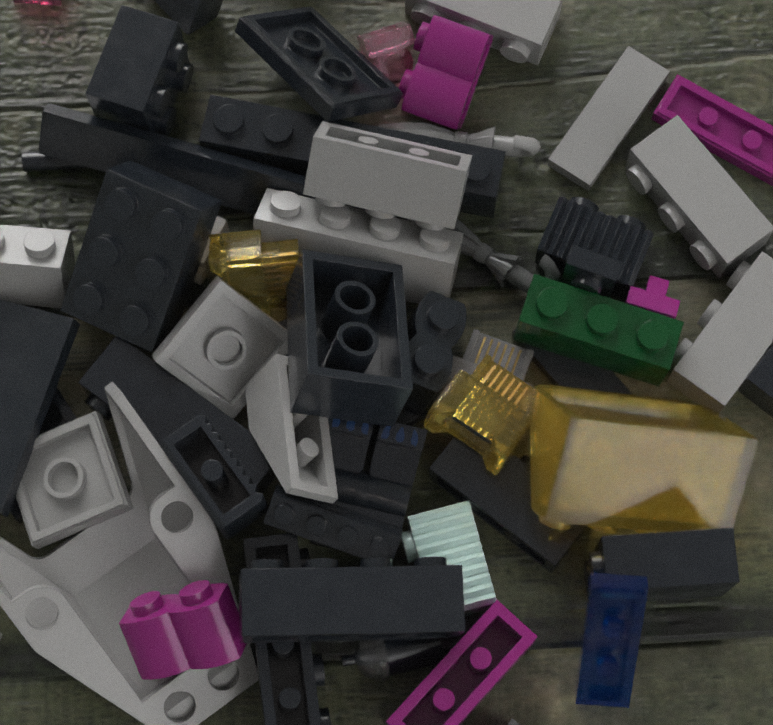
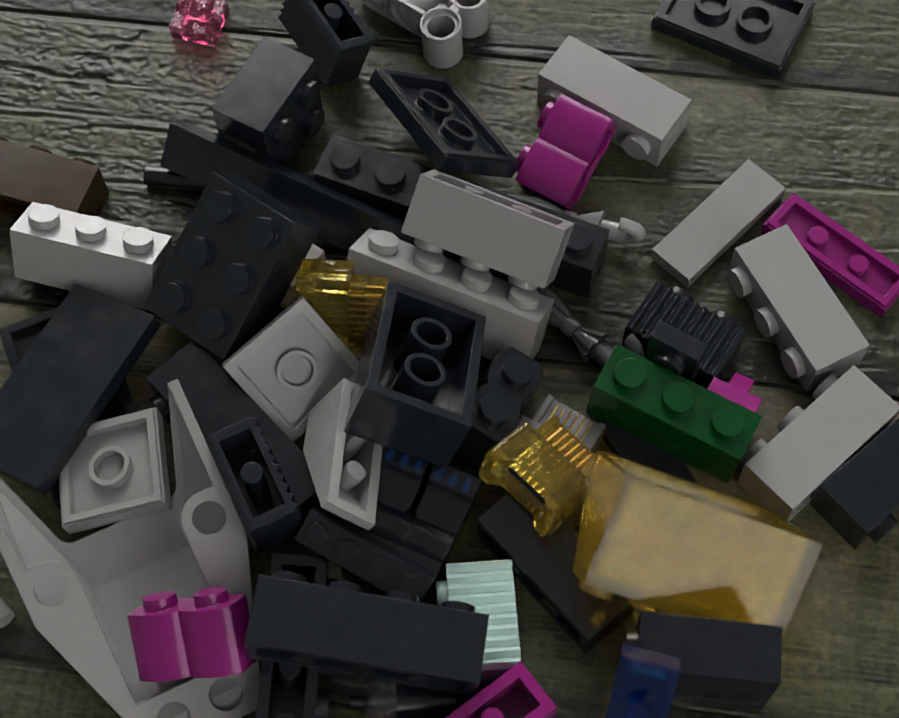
camera: 10 degrees right, 10 degrees down
(386, 42) = (514, 120): clear pink tile -> none

